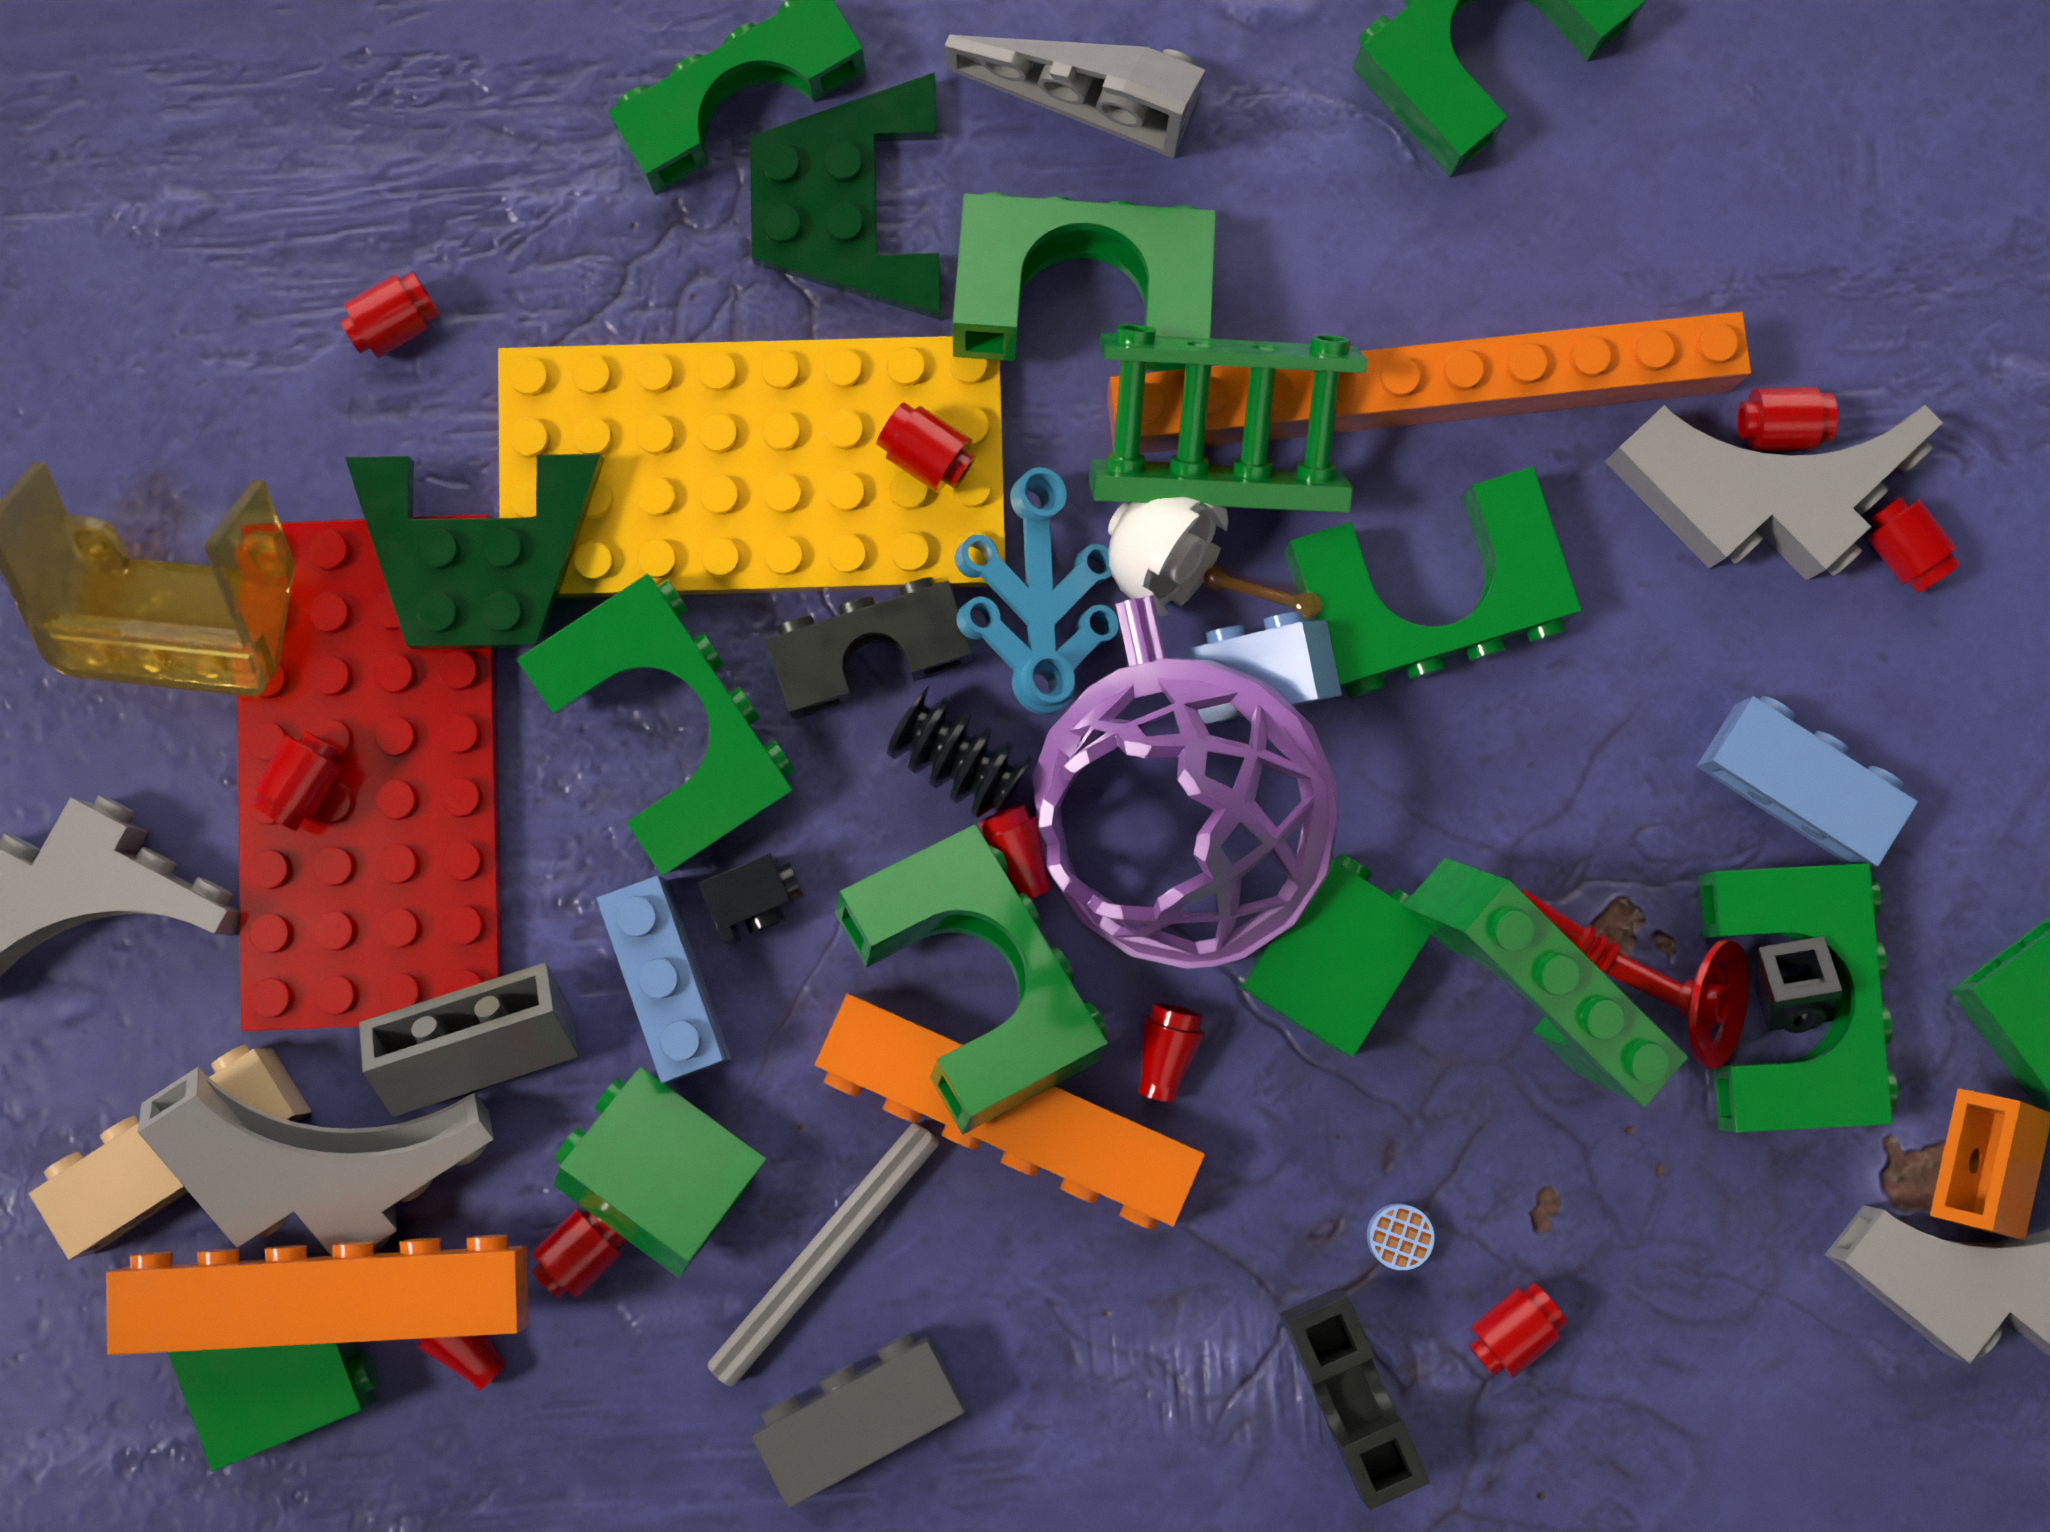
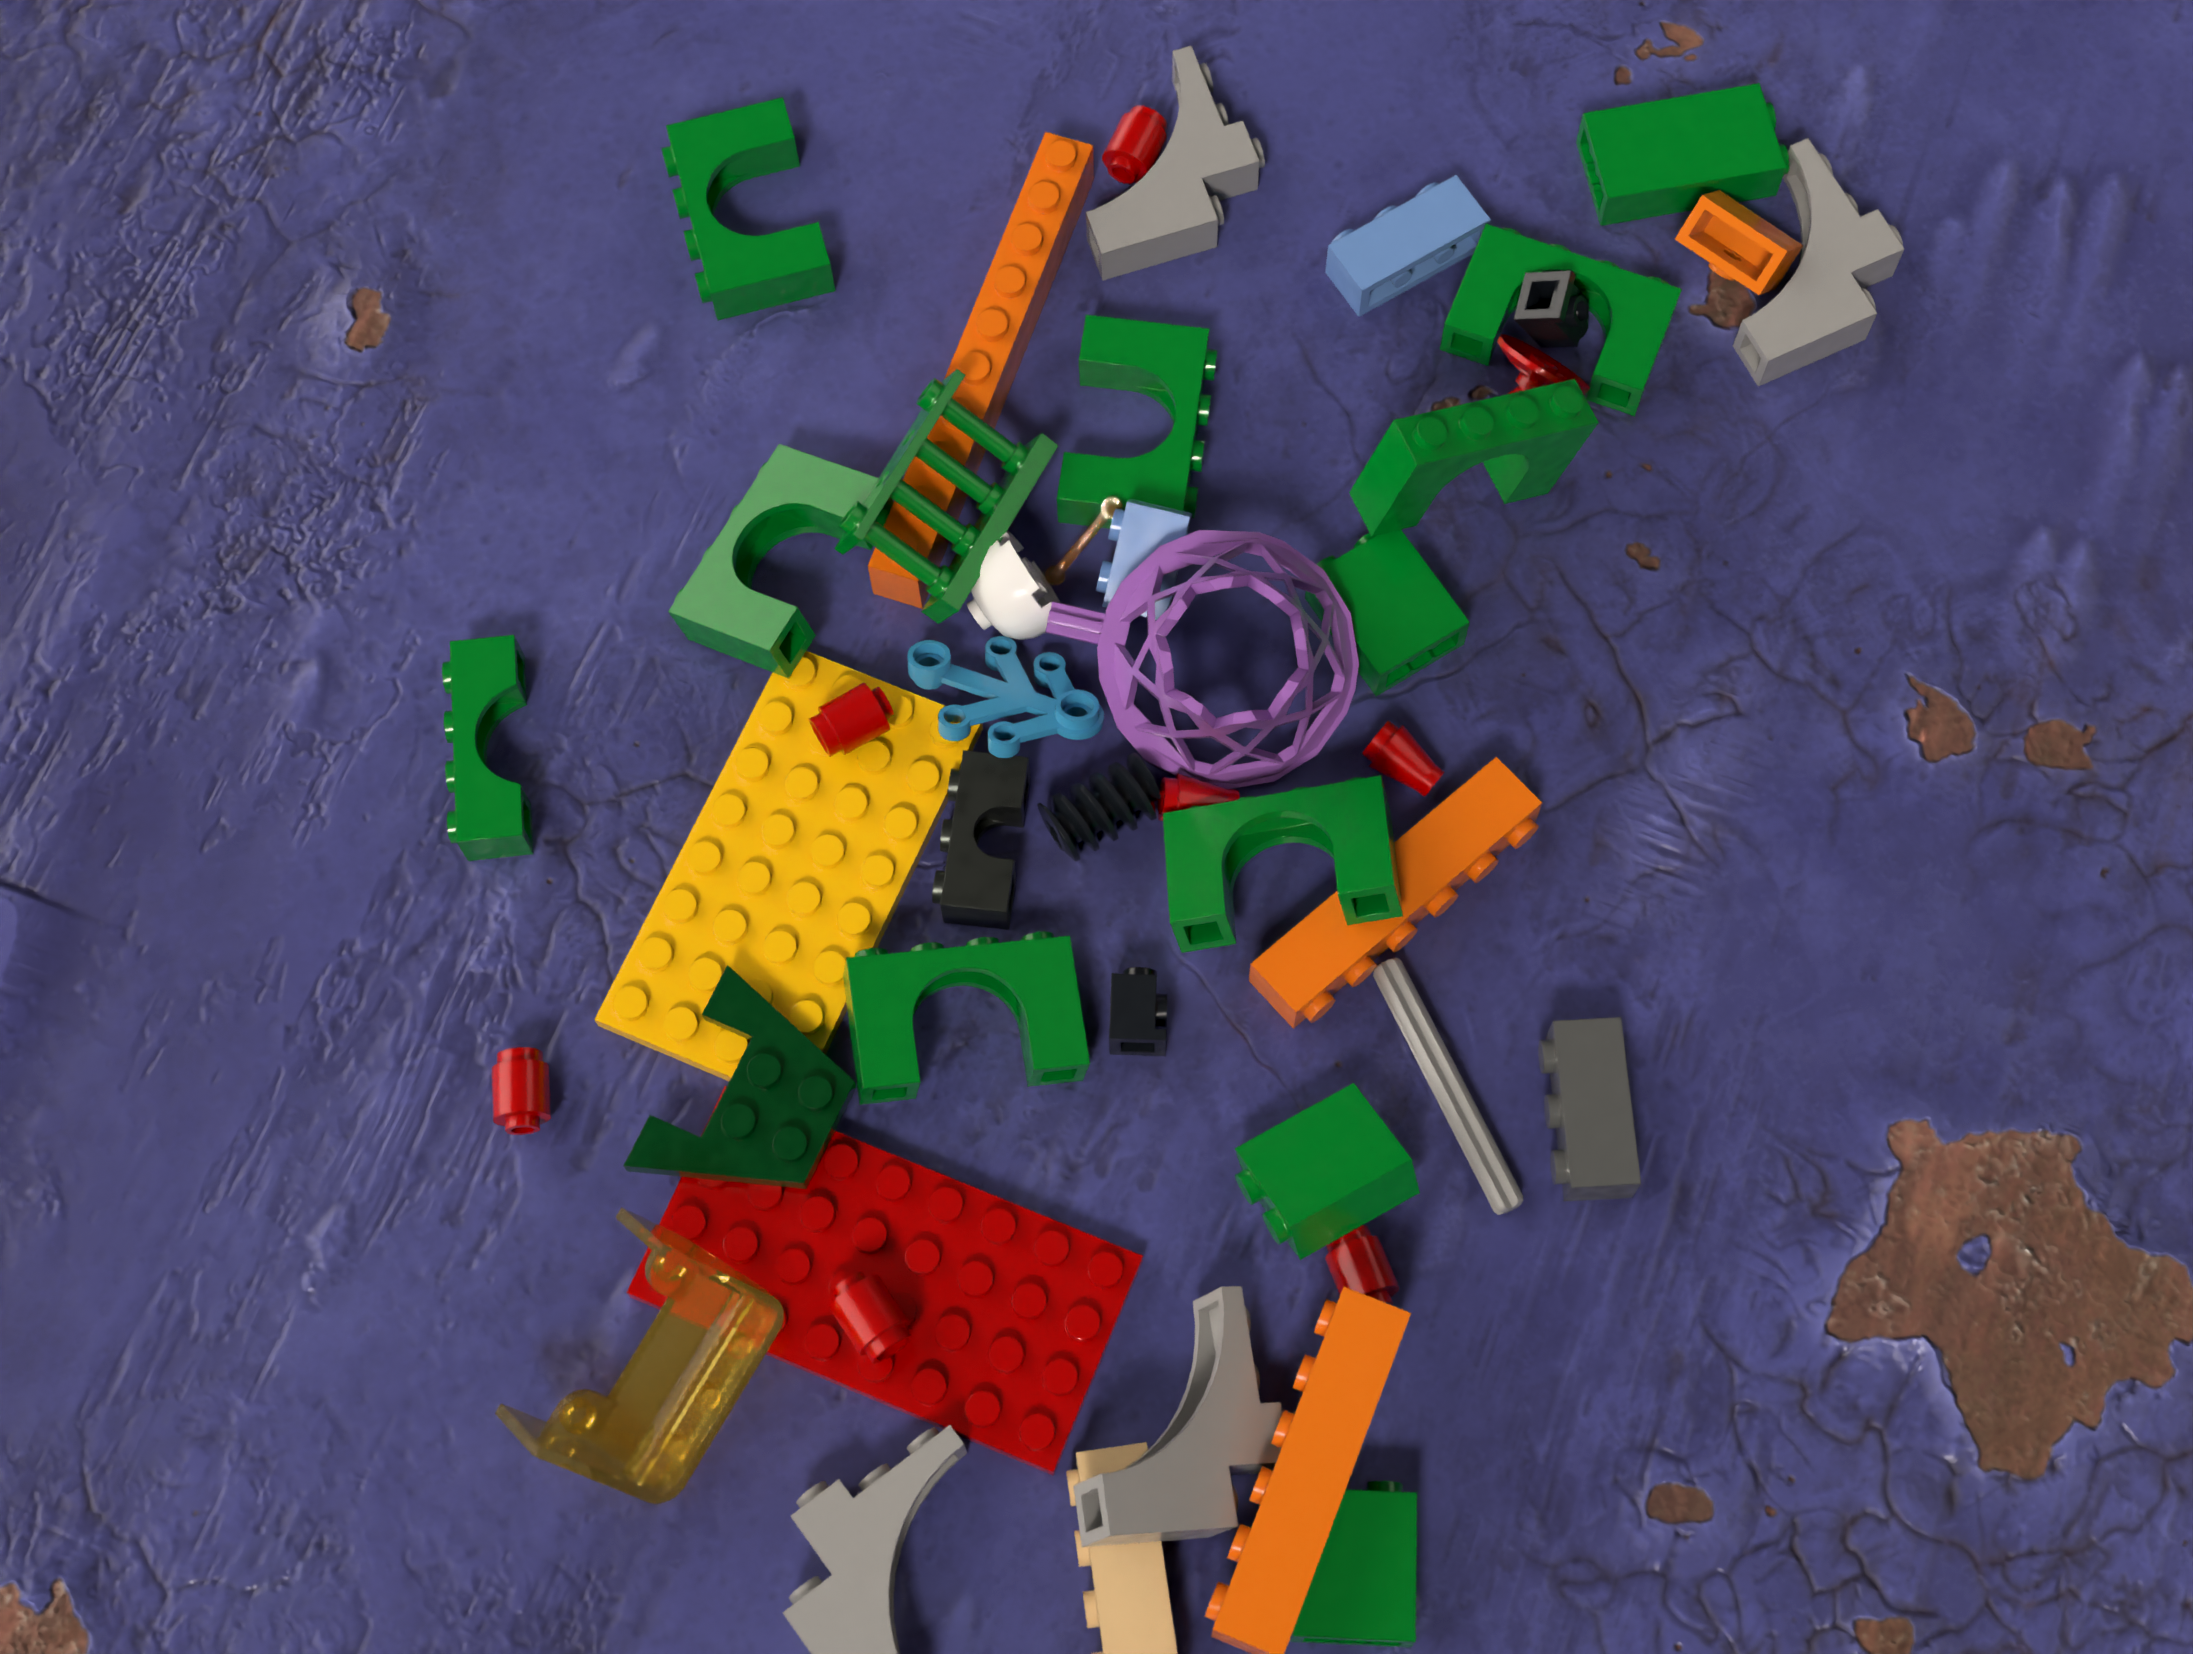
camera: 60 degrees left, 15 degrees down
(467, 1039) = (1149, 1277): dark grey brick -> none
(467, 1356) = (1402, 1401): red cone -> none
(663, 978) = (1171, 1105): medium blue brick -> none
(820, 202) = (610, 730): dark green wing -> none
(1111, 87) = (646, 477): light grey wedge -> none
(1353, 1398) = (1768, 738): pearl dark grey arch -> none
(1400, 1236) = (1619, 660): tile -> none
(1517, 1331) = (1726, 605): red brick -> none
(1912, 544) = (1267, 105): red brick -> none

